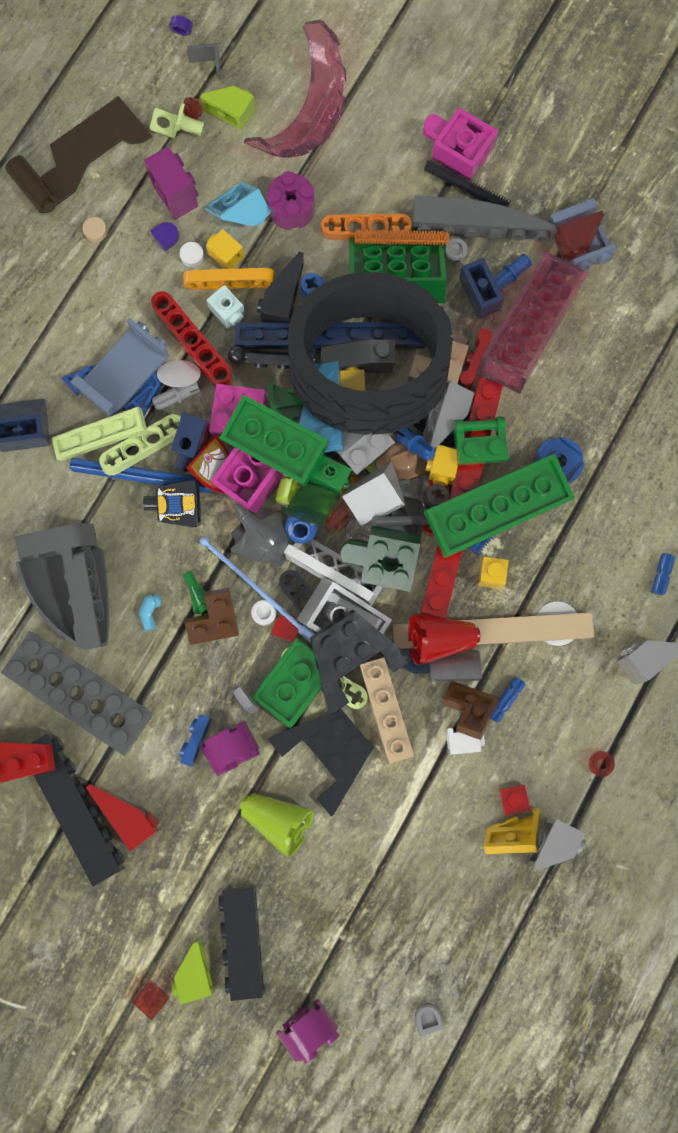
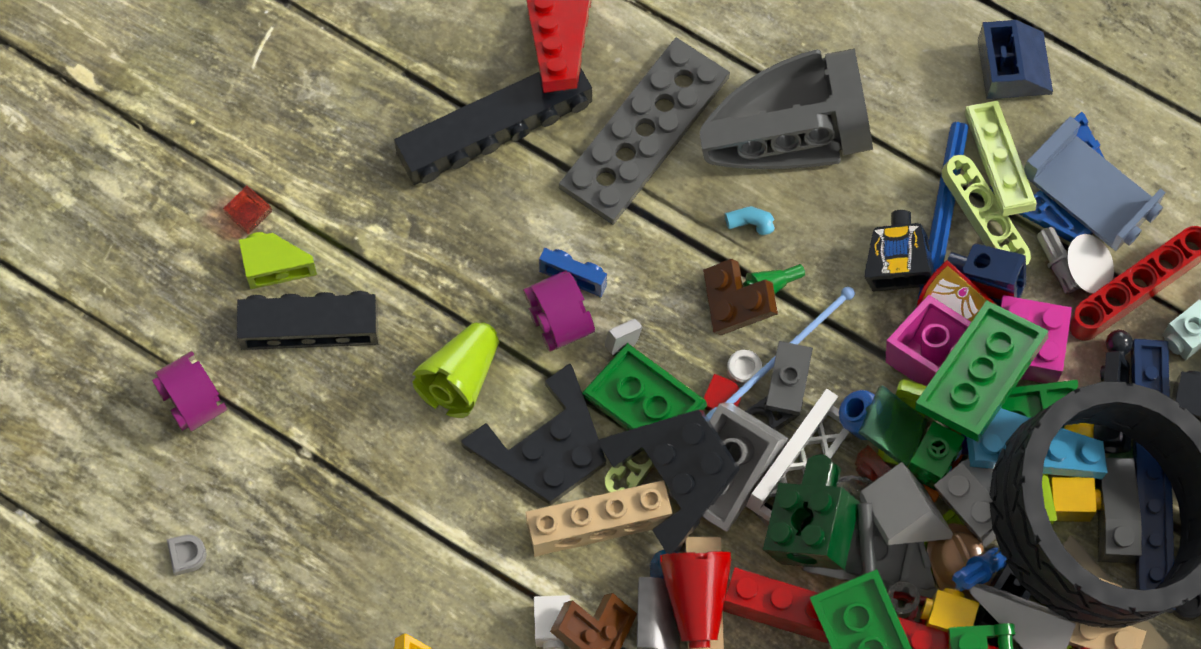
camera: 90 degrees right, 10 degrees down
(128, 820) = (474, 187): red slope -> none
(263, 536) = (846, 362): dark grey piece -> none
(274, 579) = (789, 378): none -> dark grey plate

